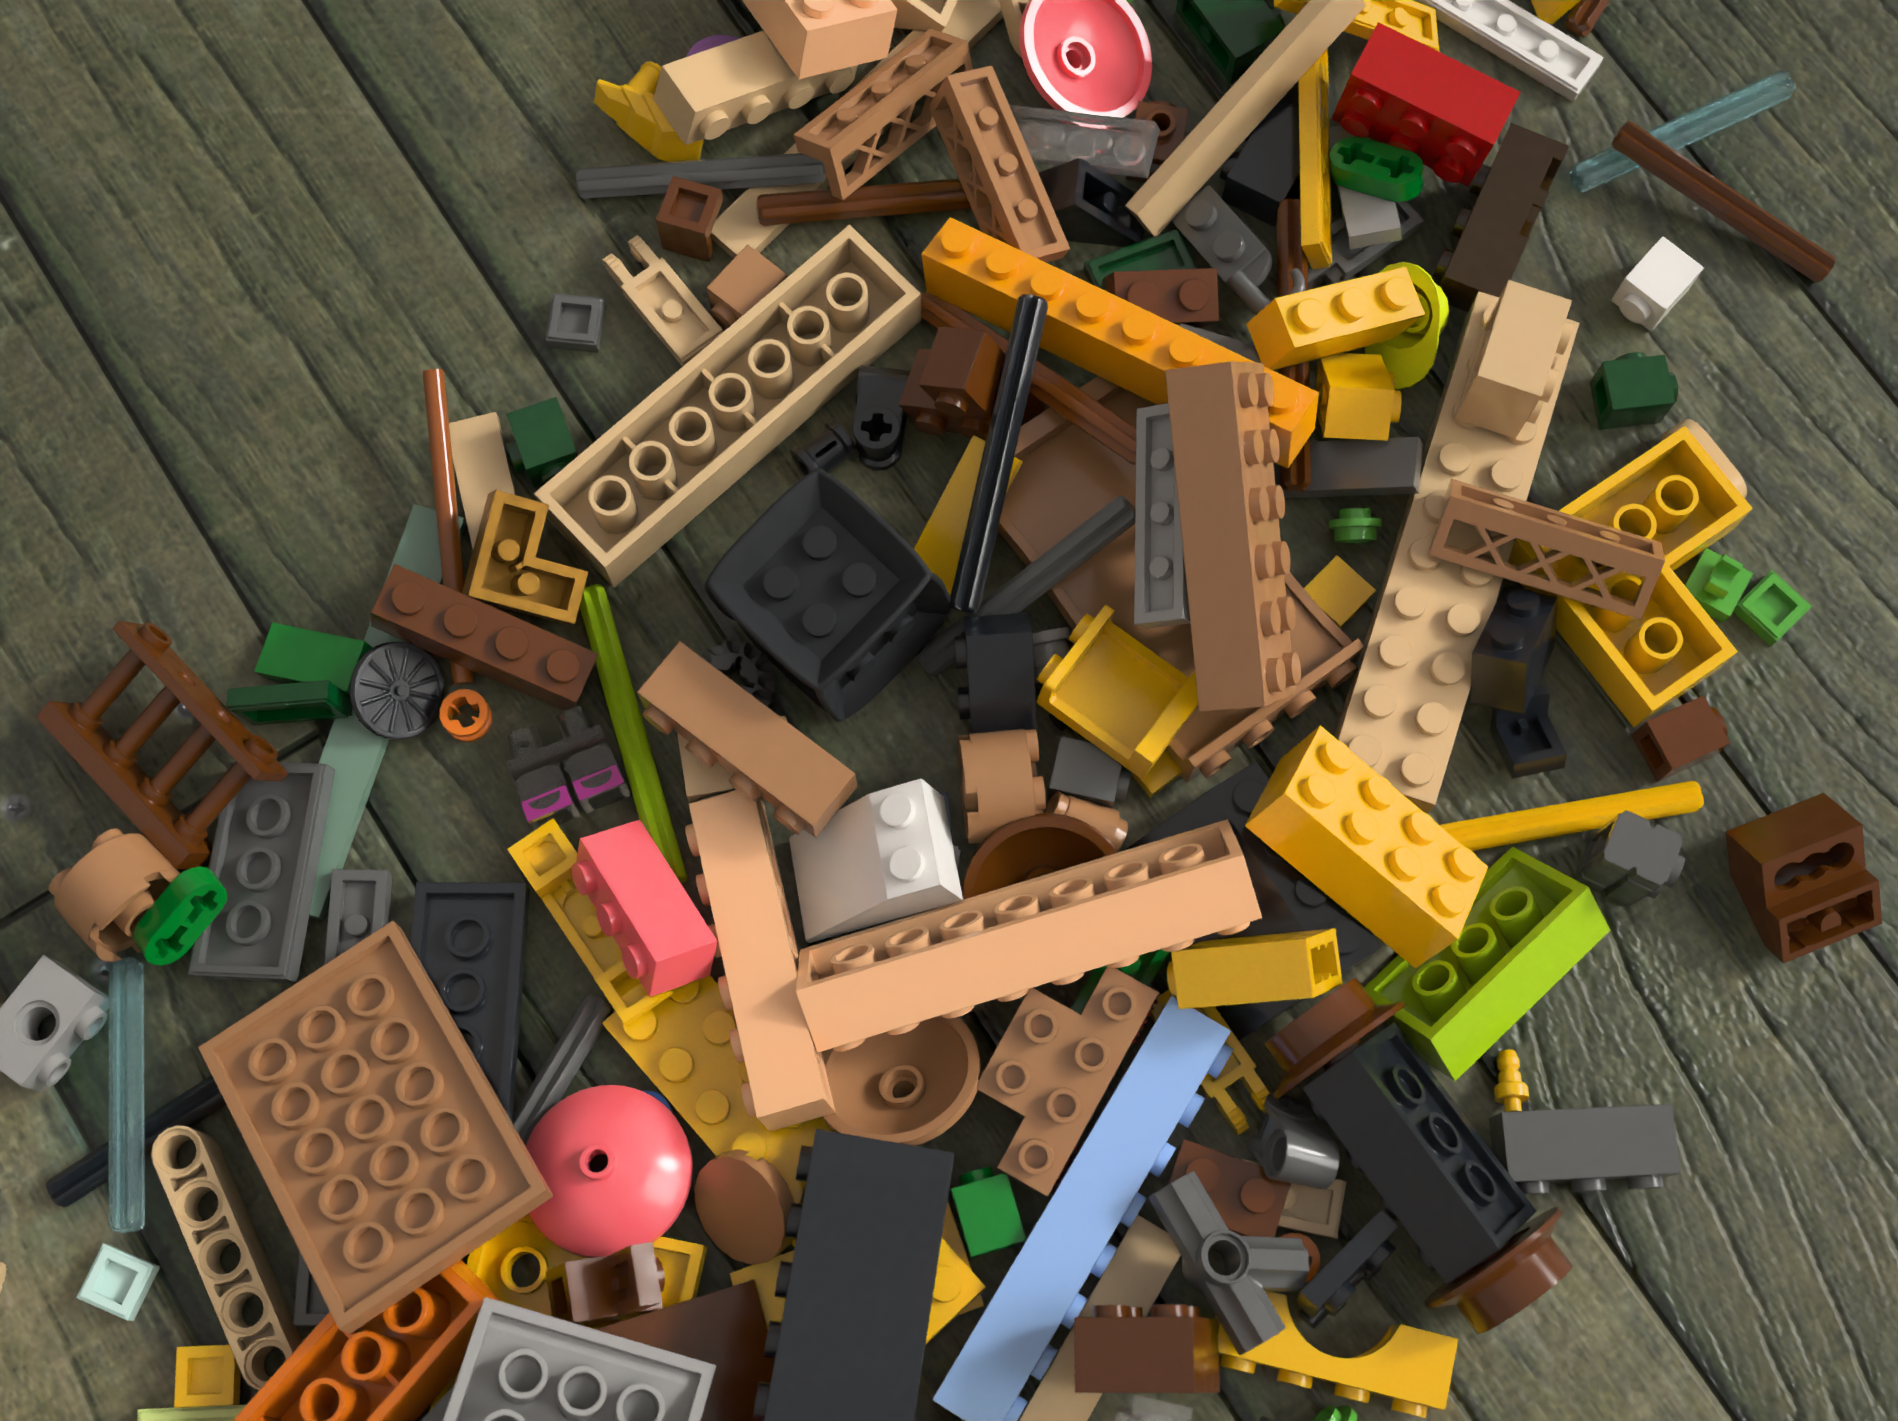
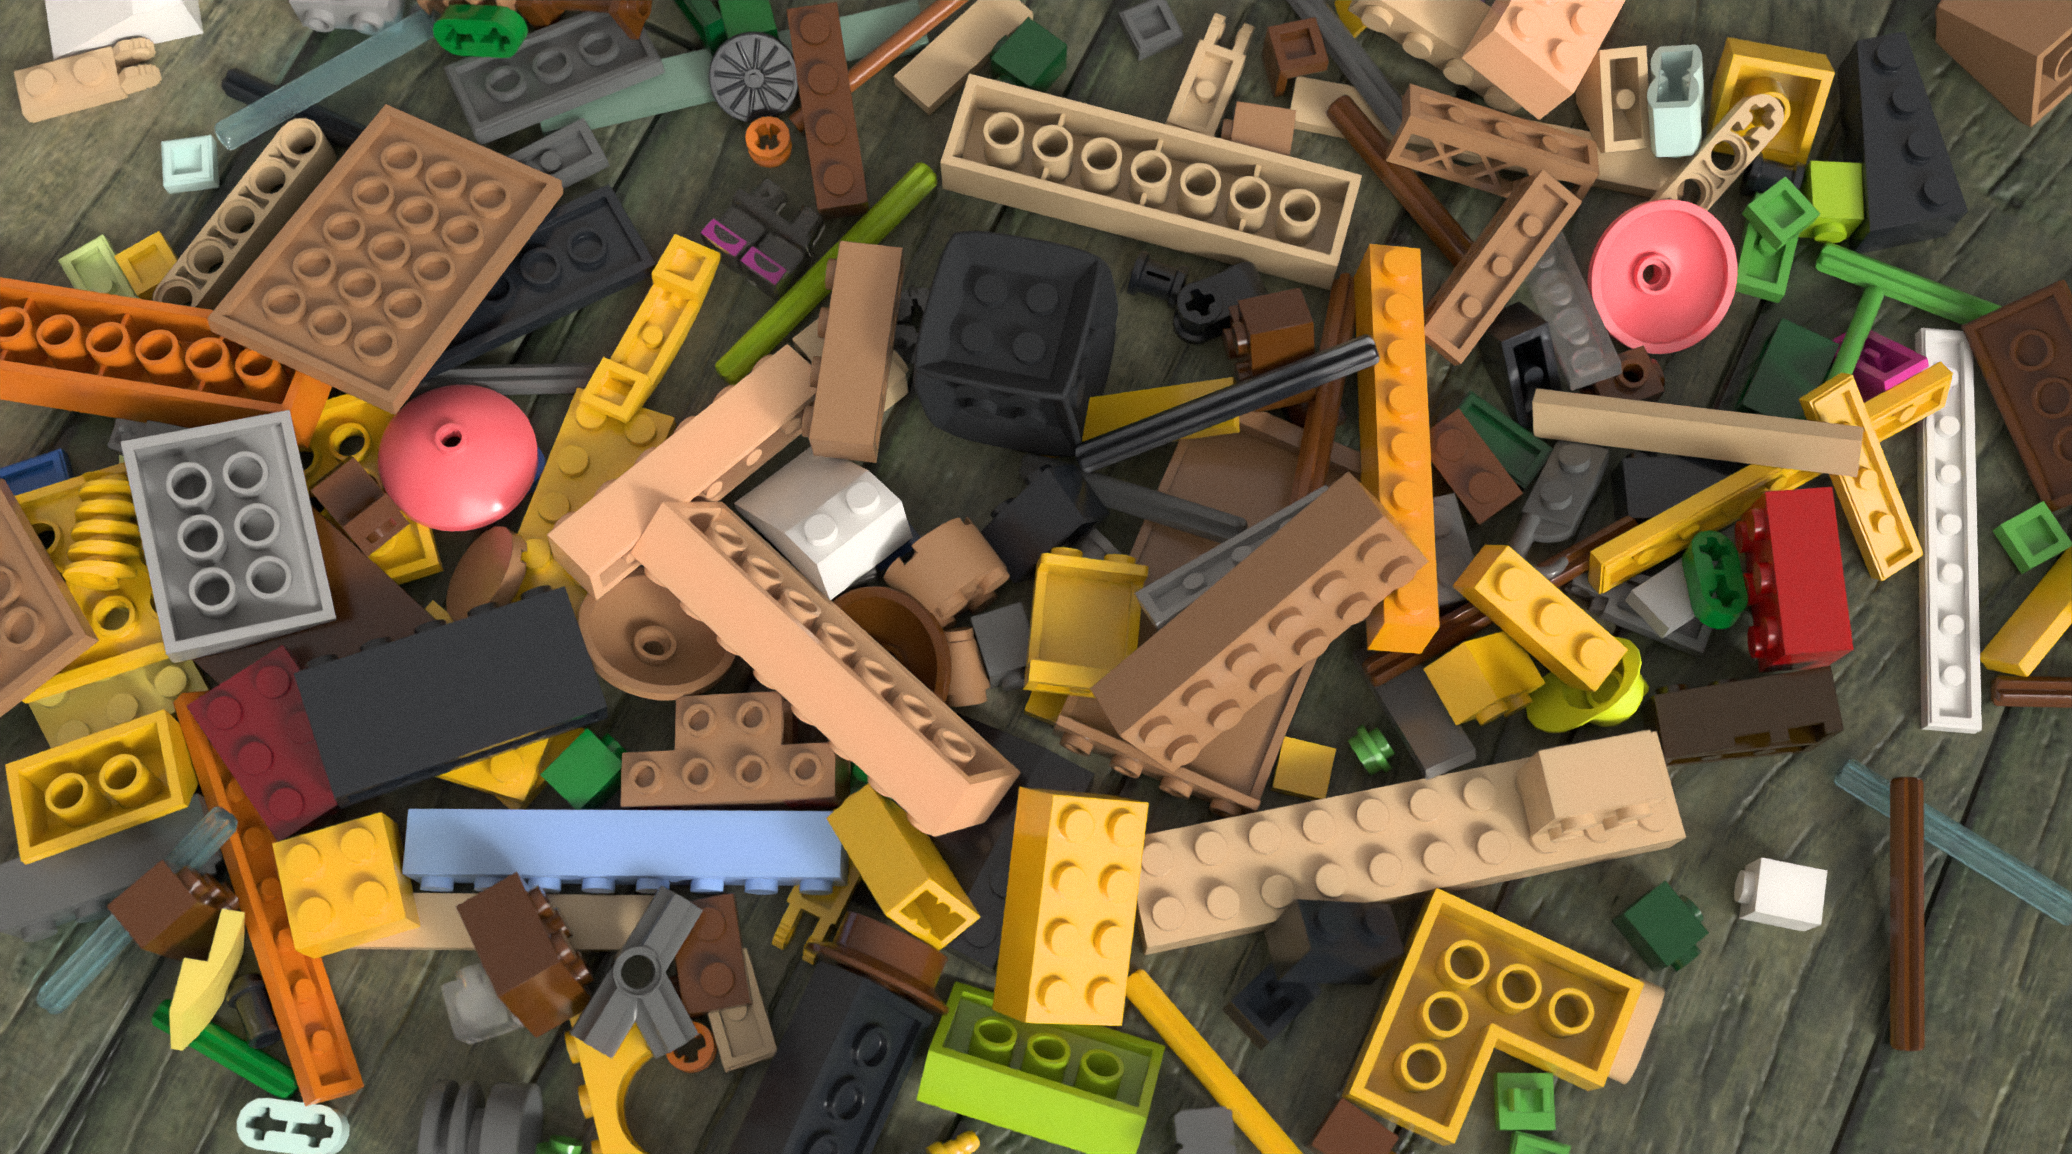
camera: 60 degrees right, 0 degrees up
(506, 565) = (893, 98): pearl gold brick -> none
(644, 908) = (678, 357): coral brick -> none
(1295, 1145) = (774, 987): dark grey piece -> none
(1338, 1279) = (695, 1090): black plate -> none
(1552, 530) = (1457, 913): medium nougat fence -> none

